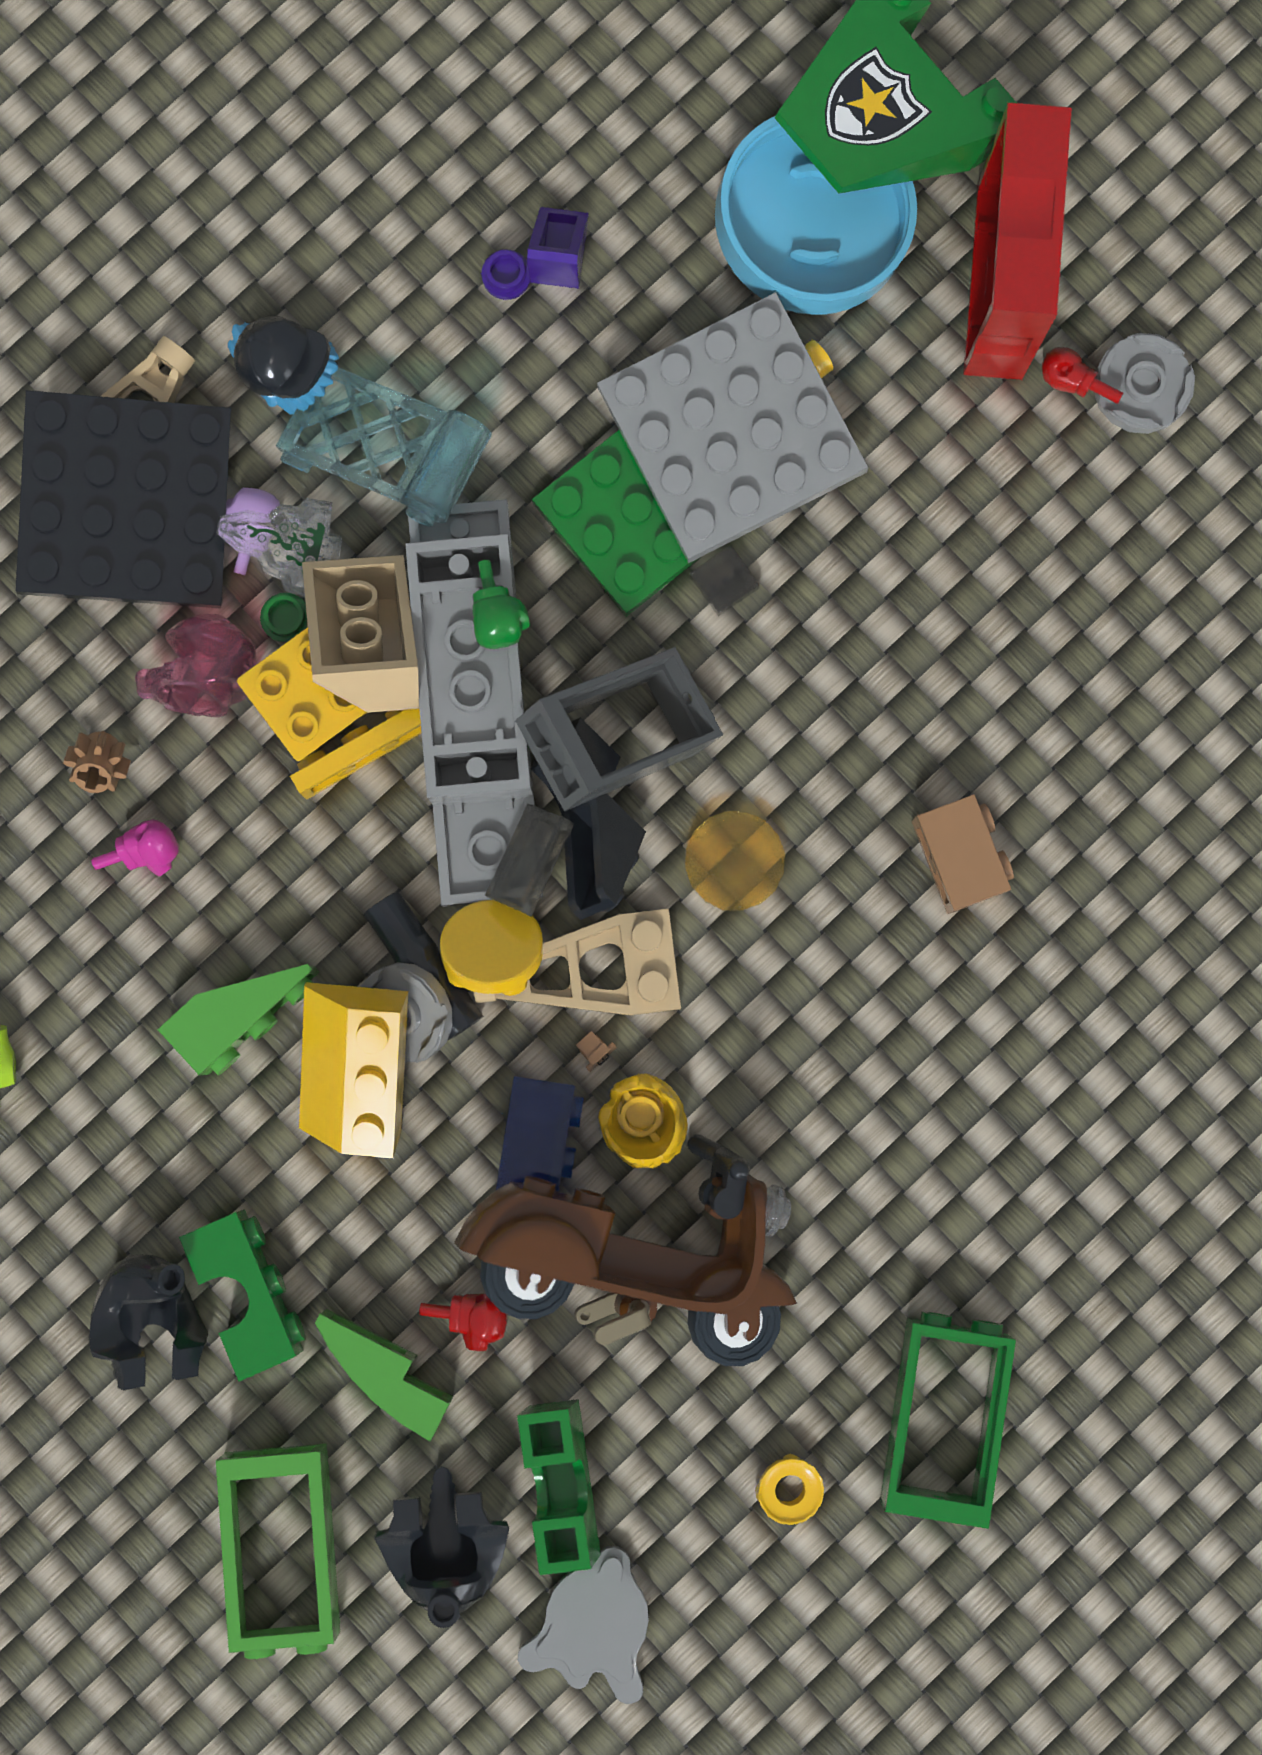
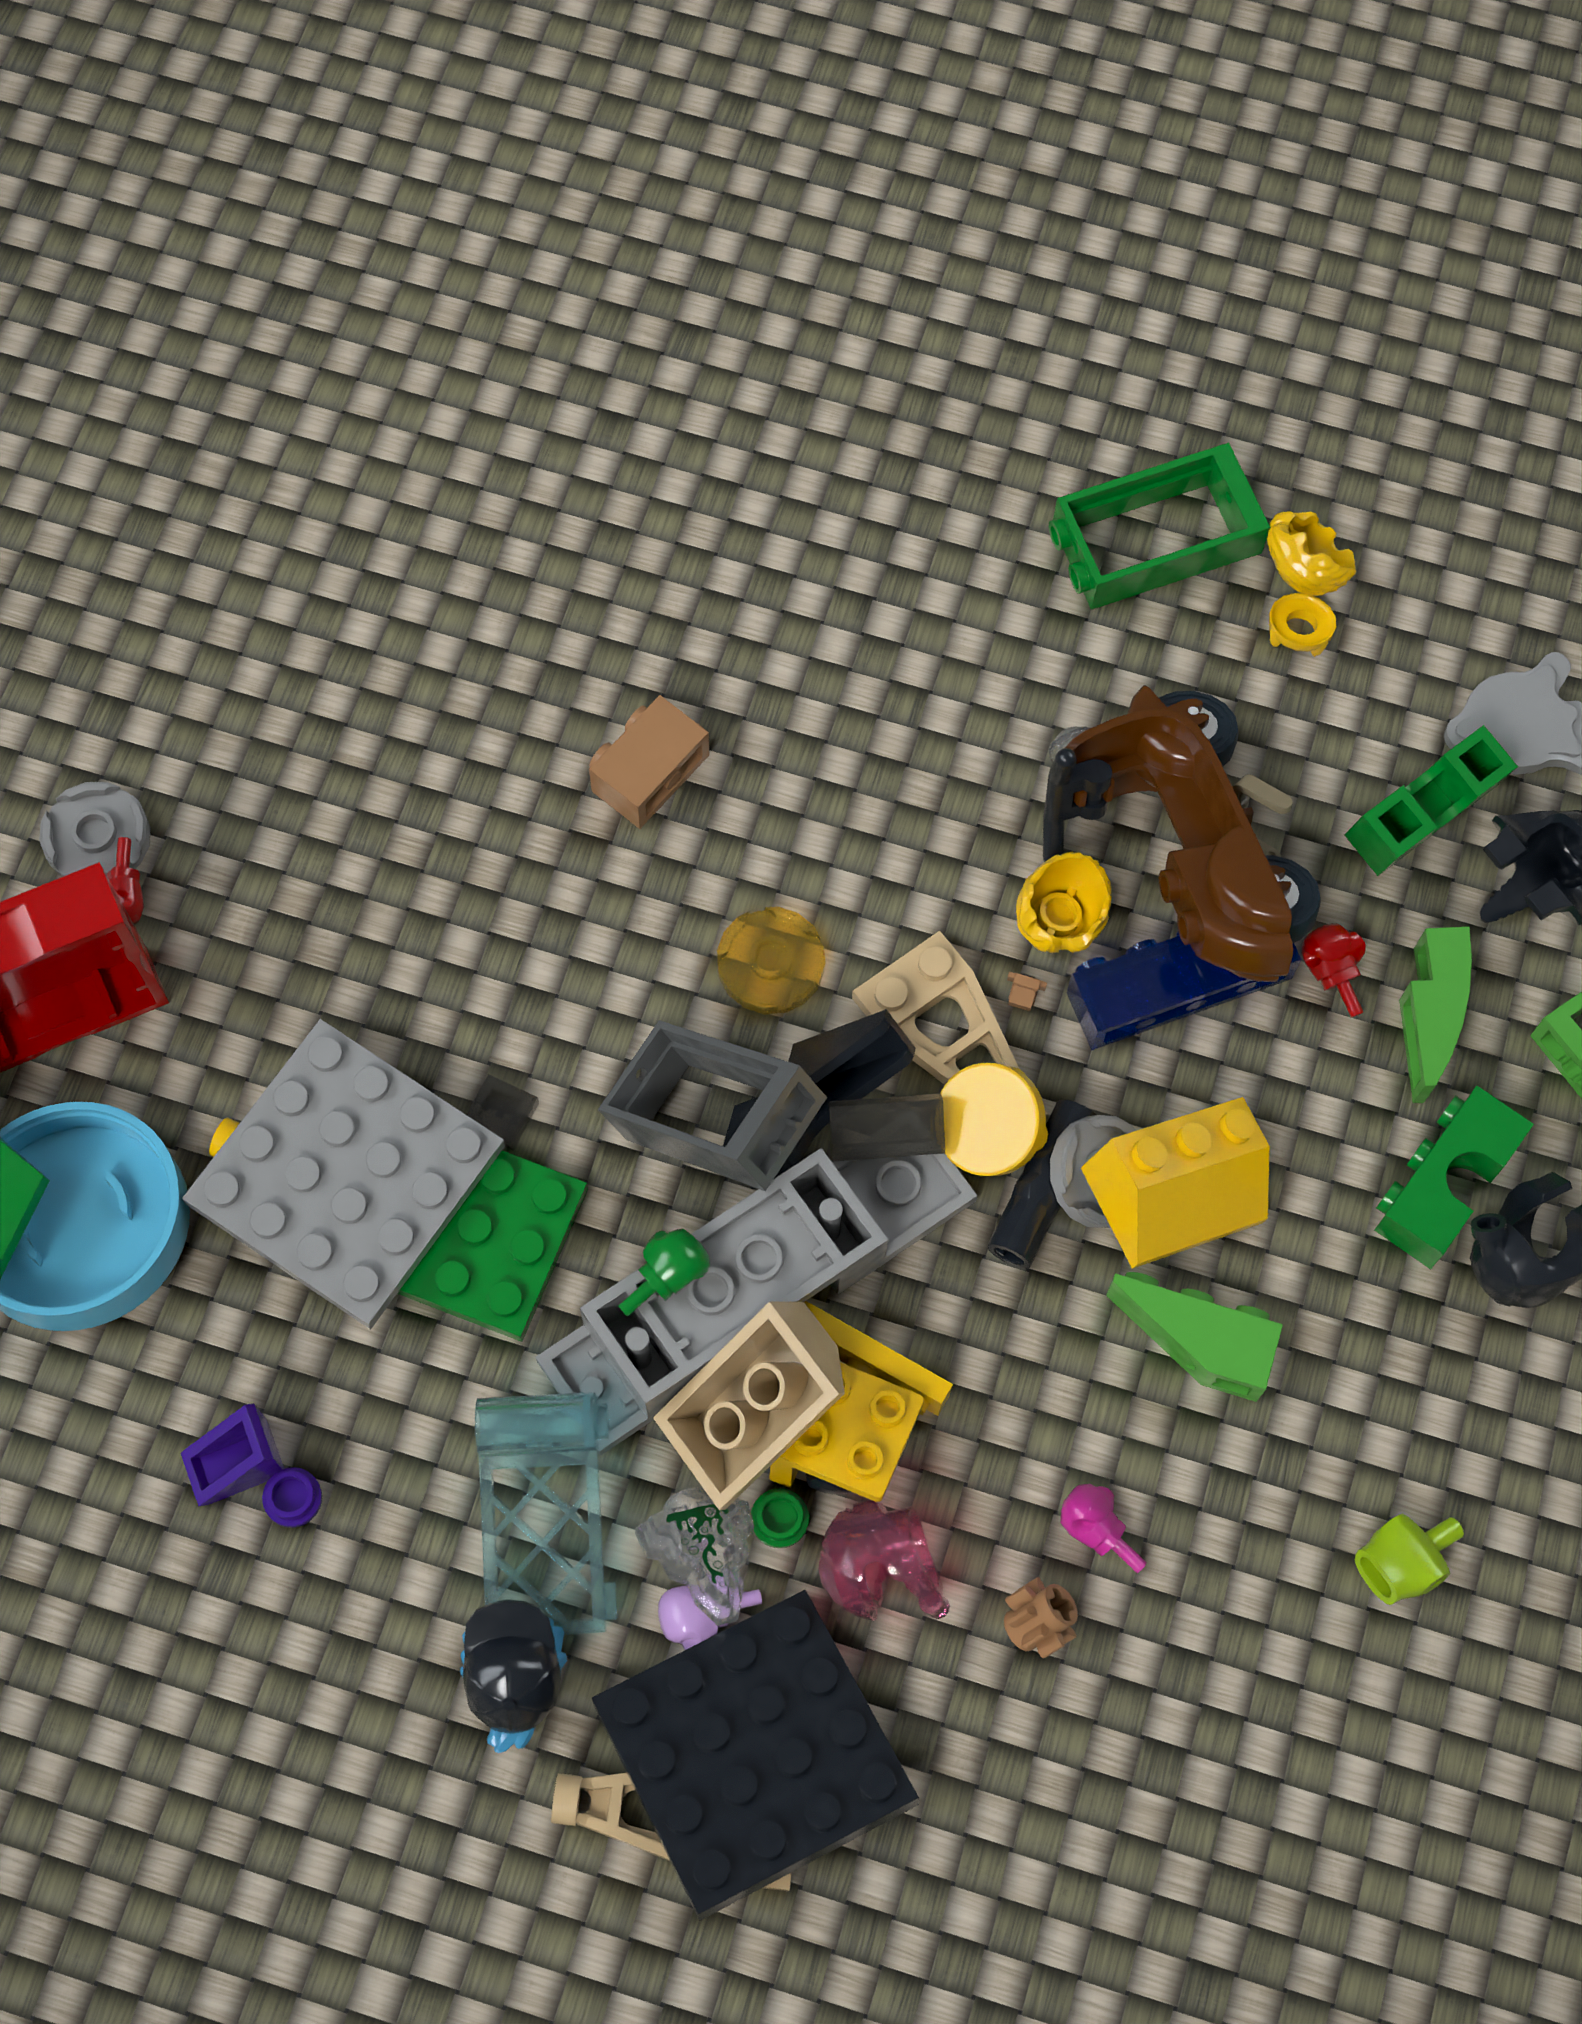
camera: 125 degrees left, 15 degrees down
(845, 1533) = (1307, 554): none -> yellow hair

